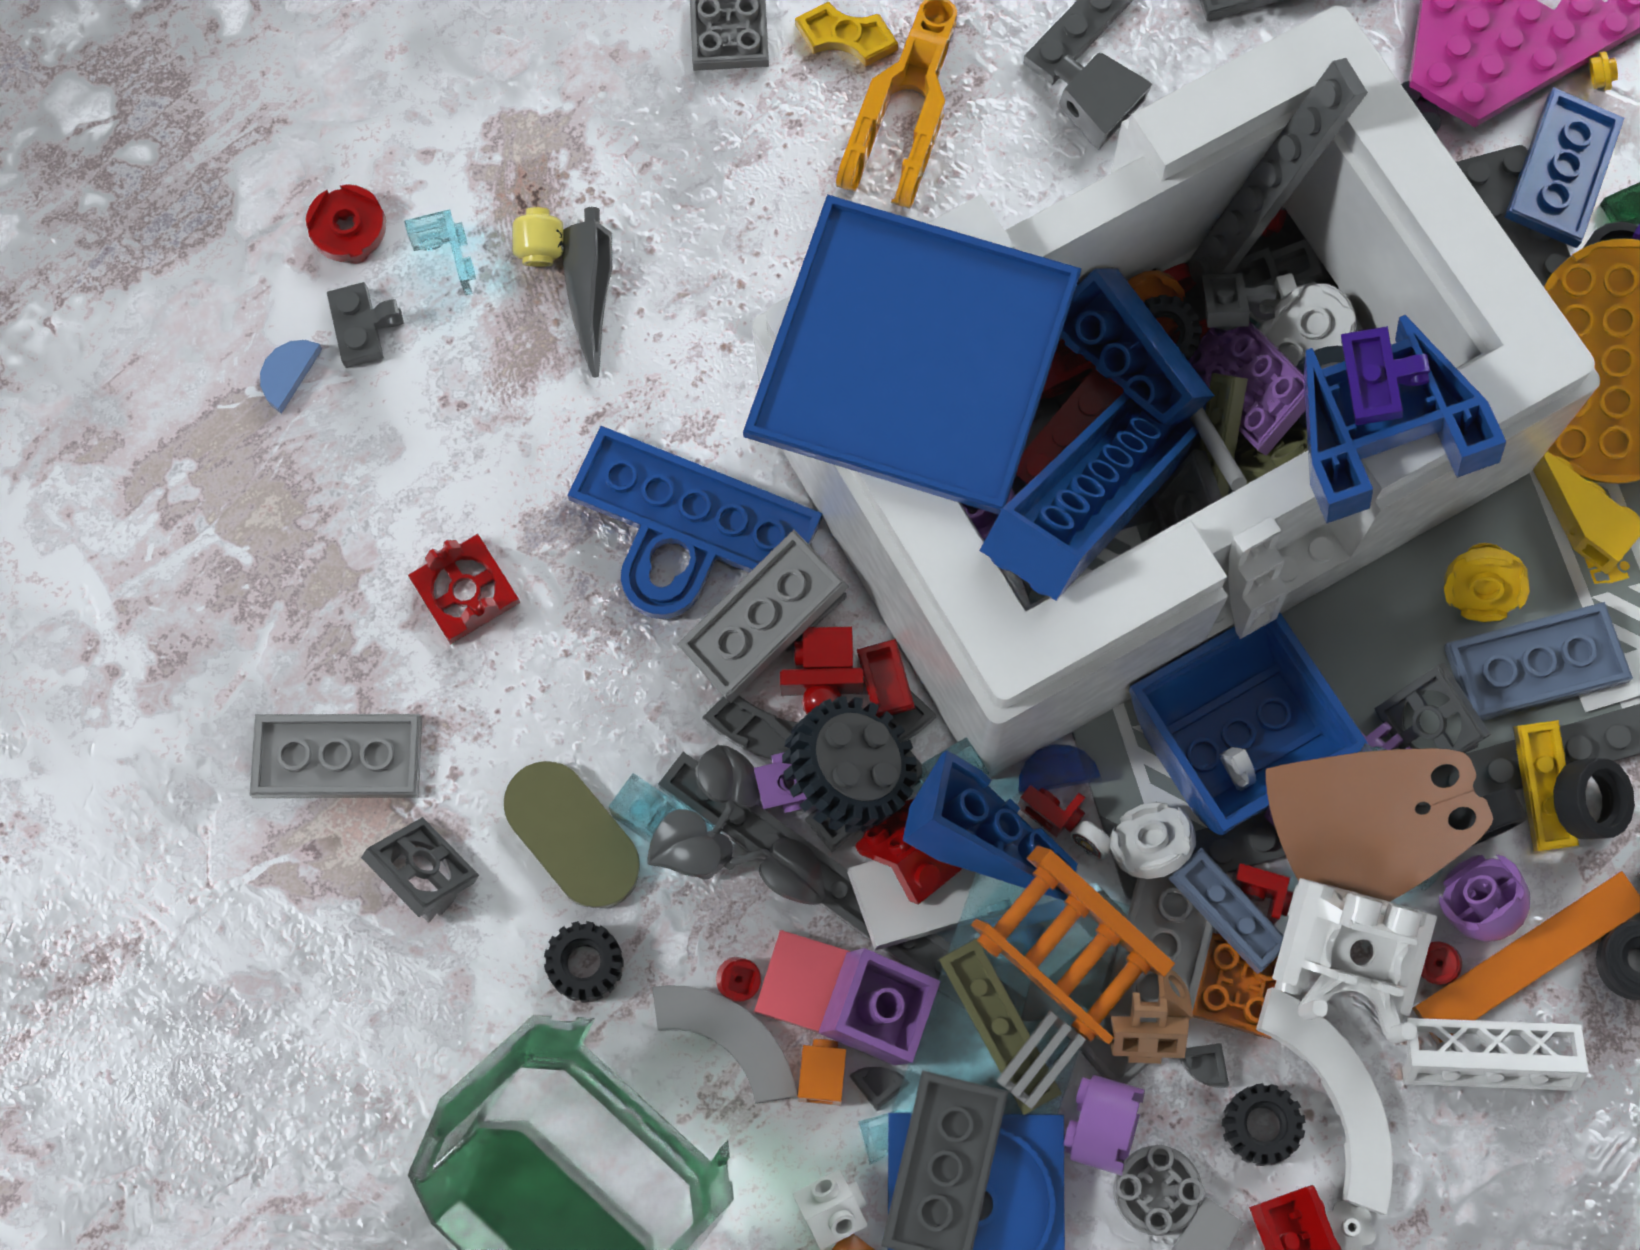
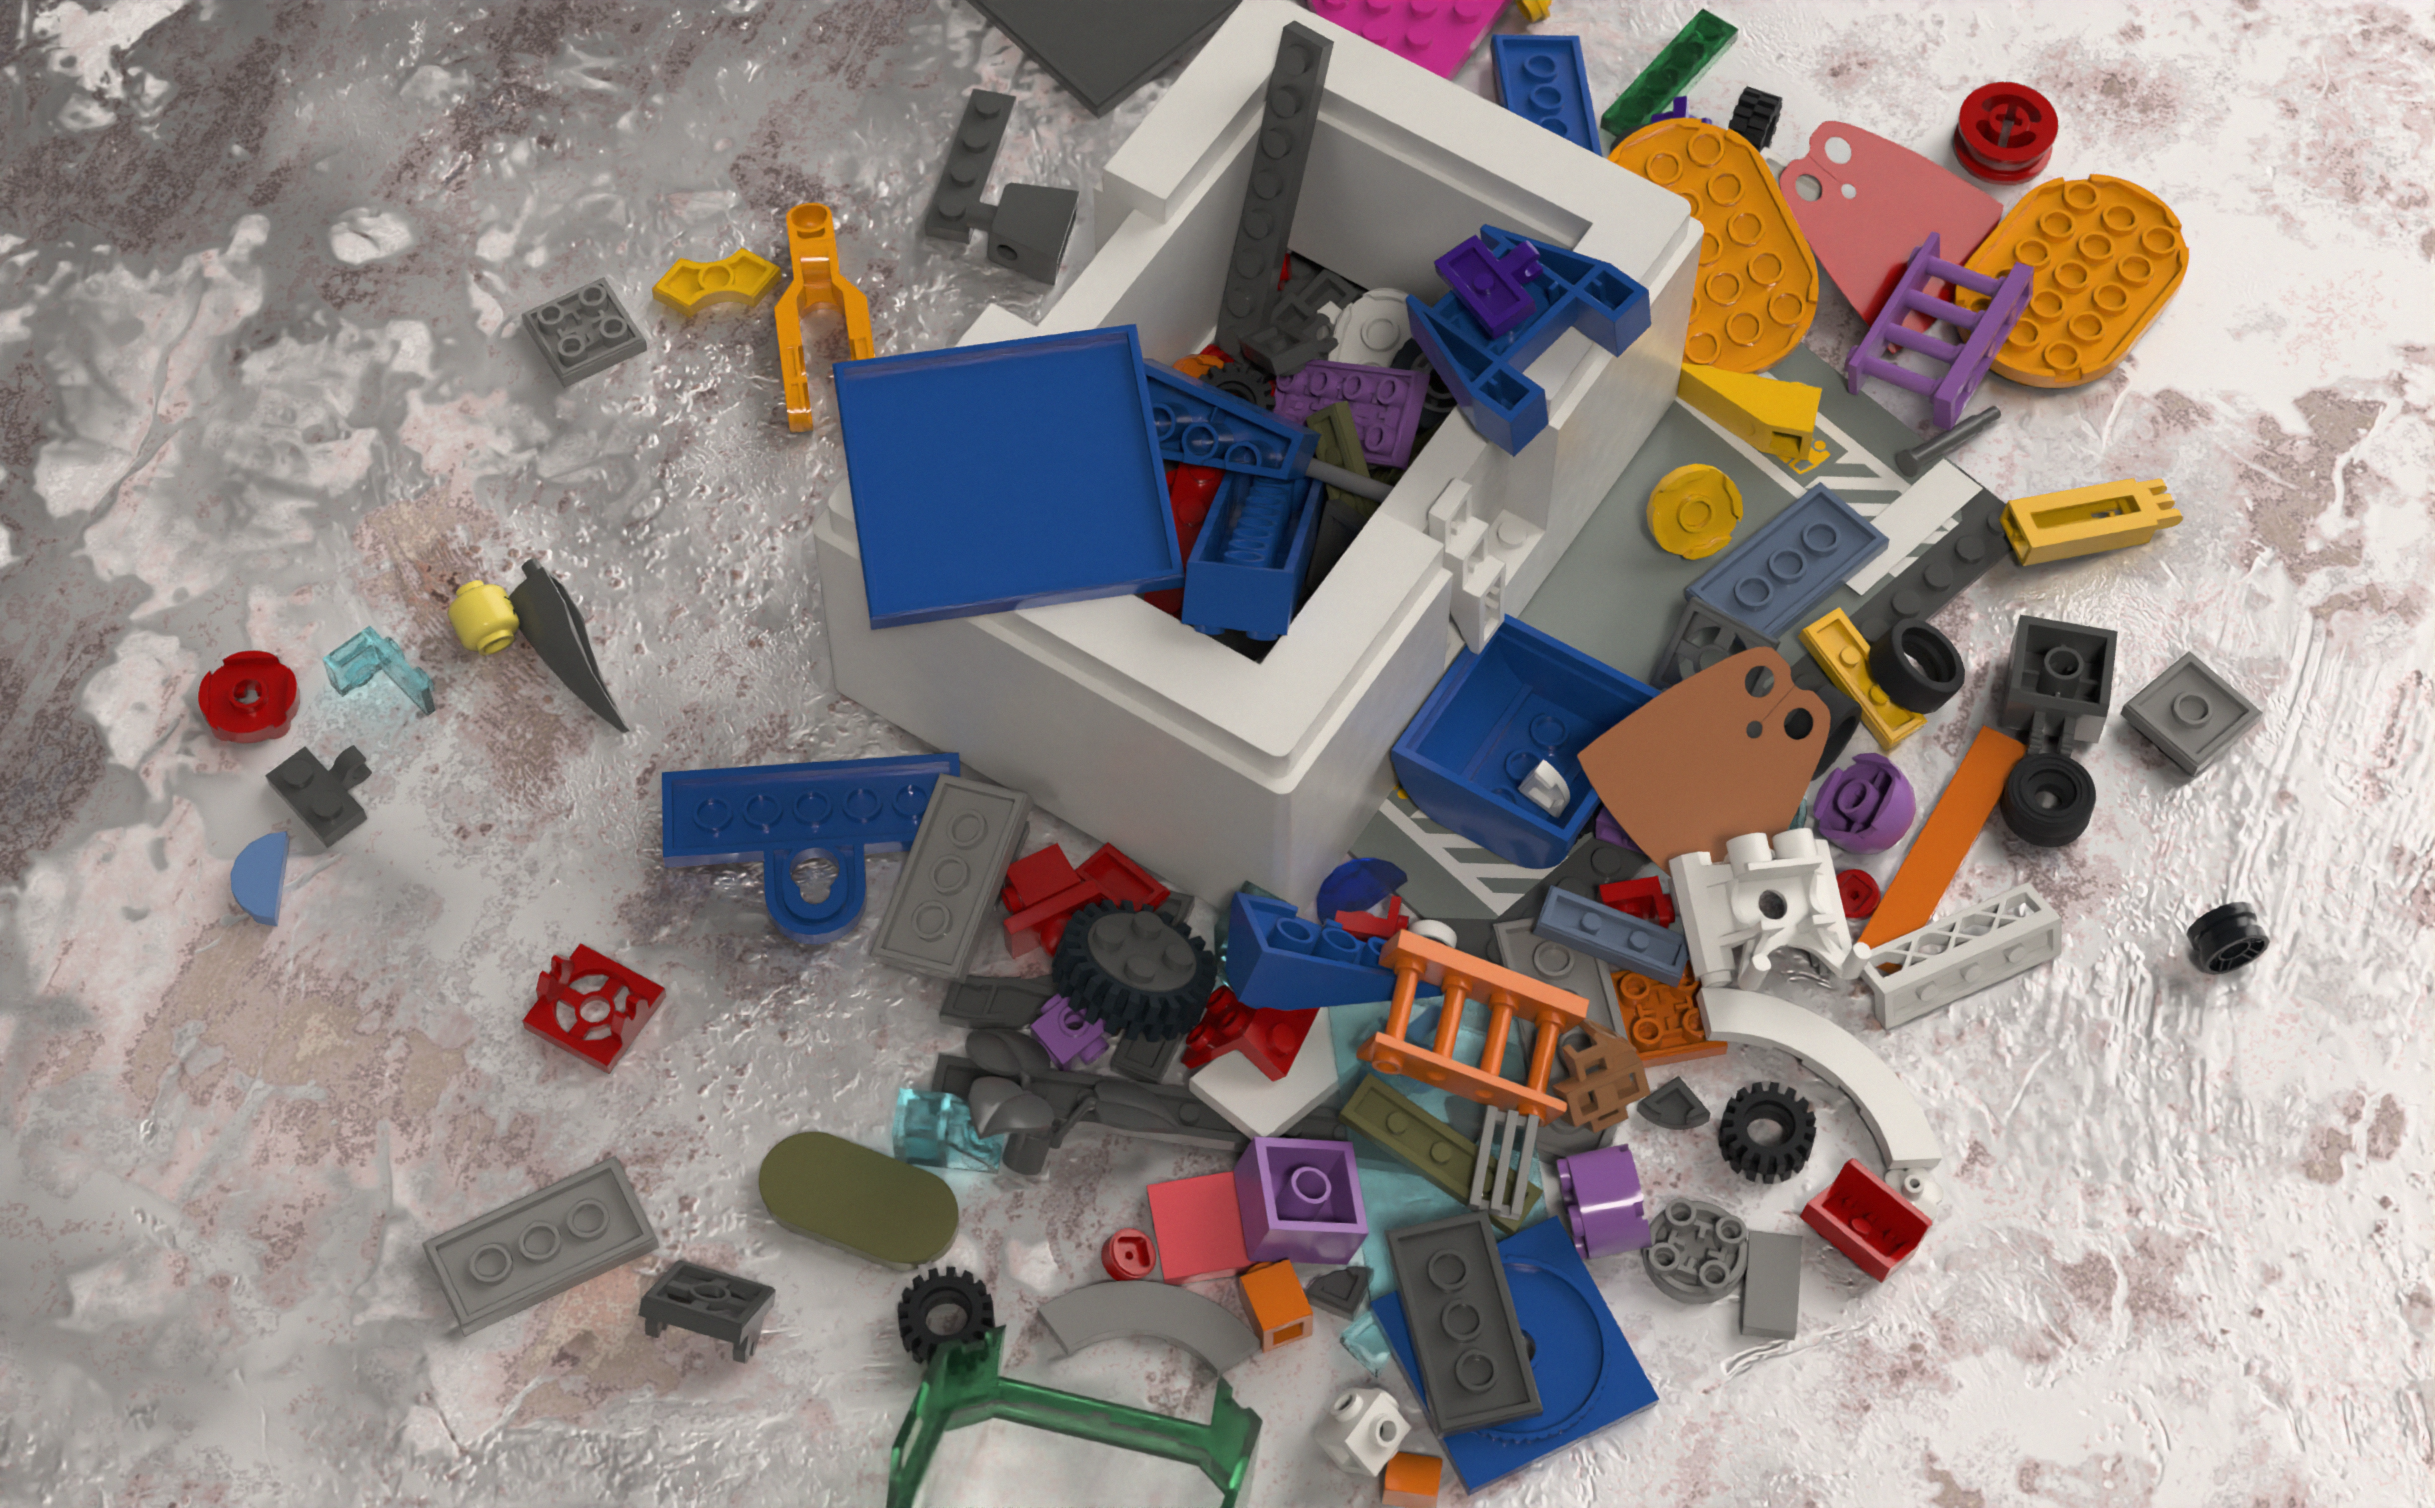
camera: 30 degrees left, 15 degrees down
(1153, 840) = (1496, 905): white tile -> none

